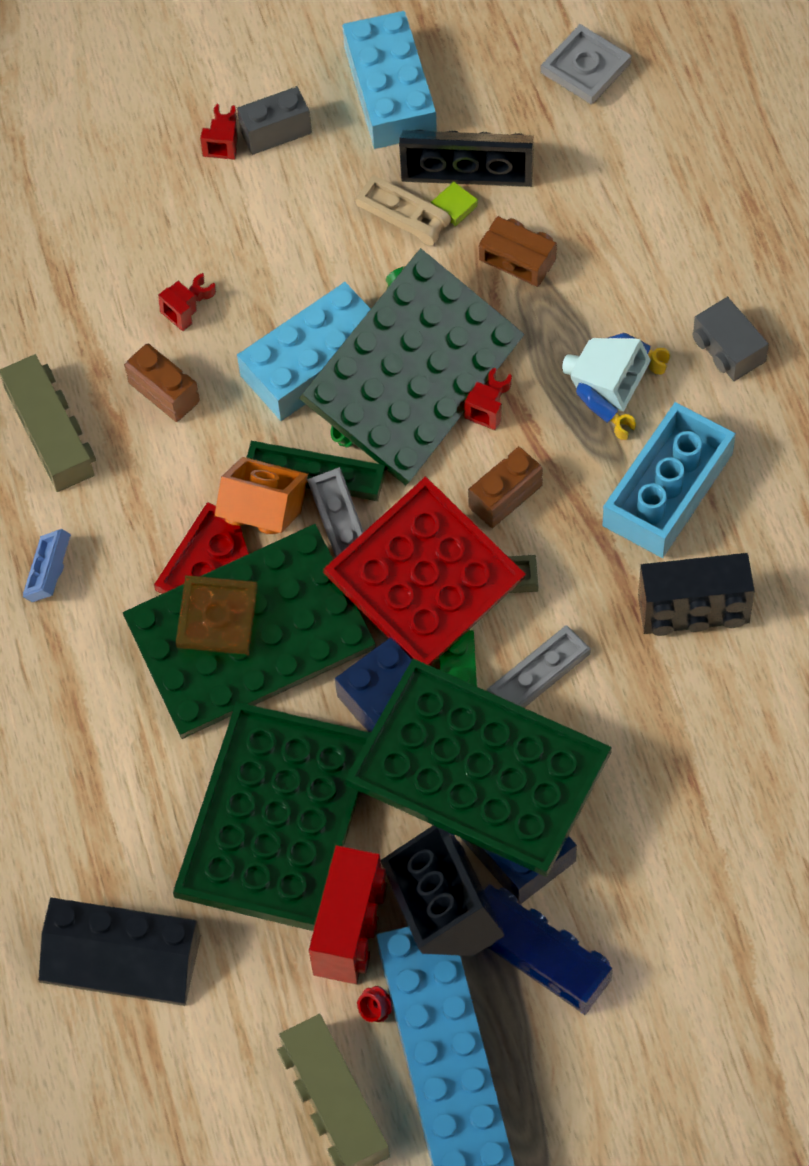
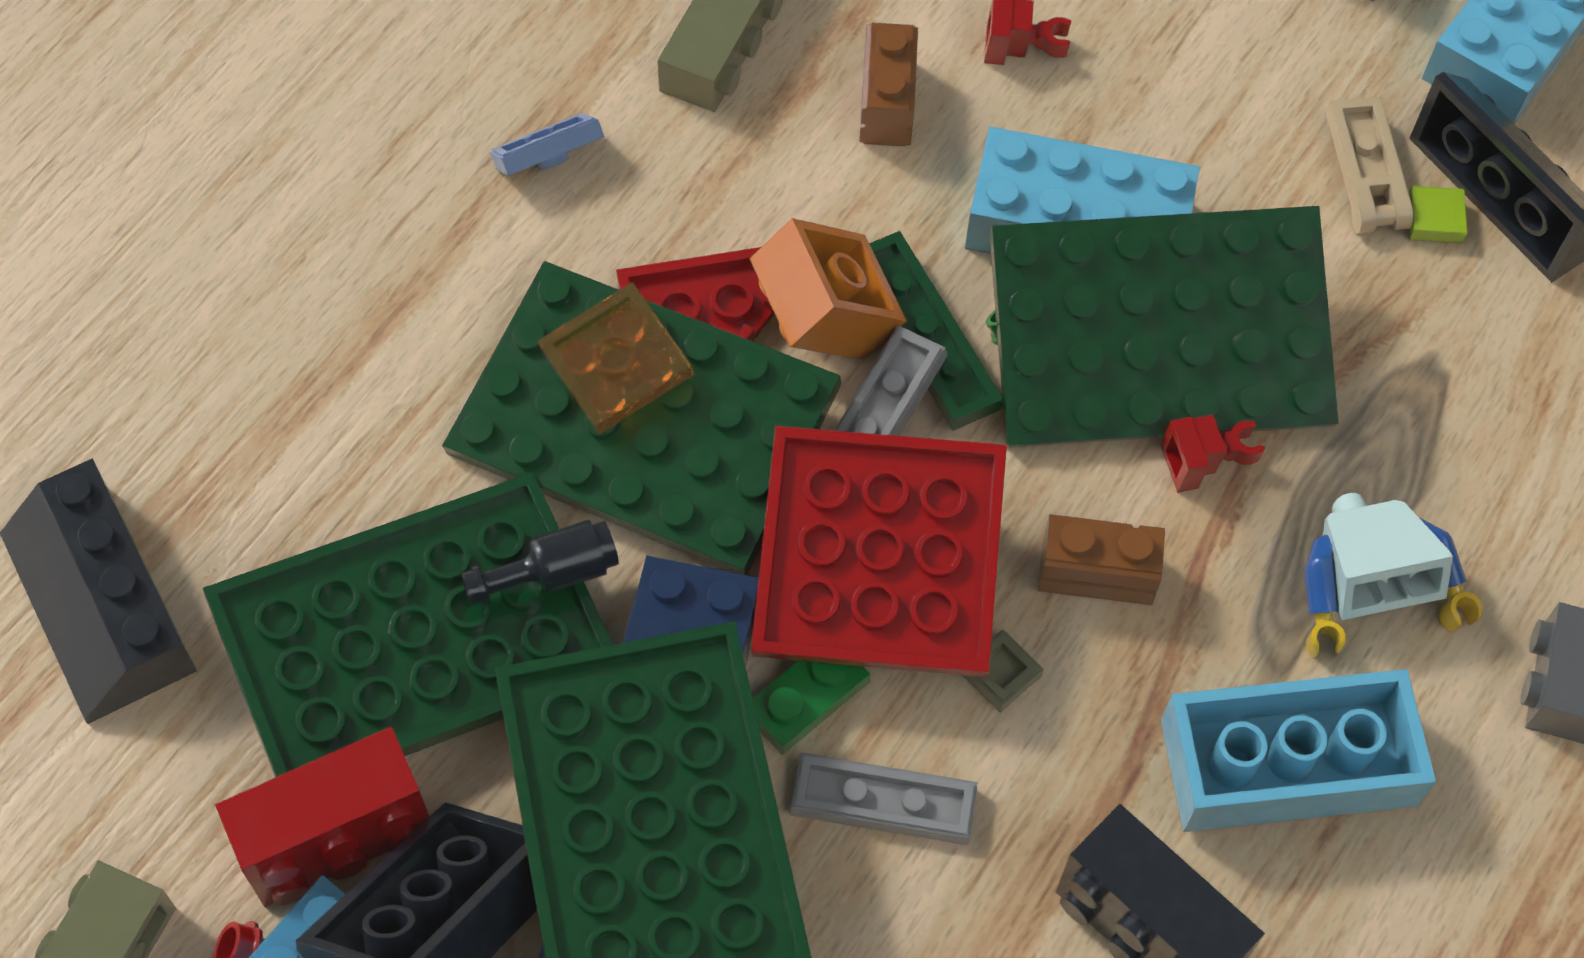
camera: 45 degrees right, 0 degrees up
(299, 723) = (554, 561): none -> black piece
(518, 250) = (1444, 329): dark orange brick -> none

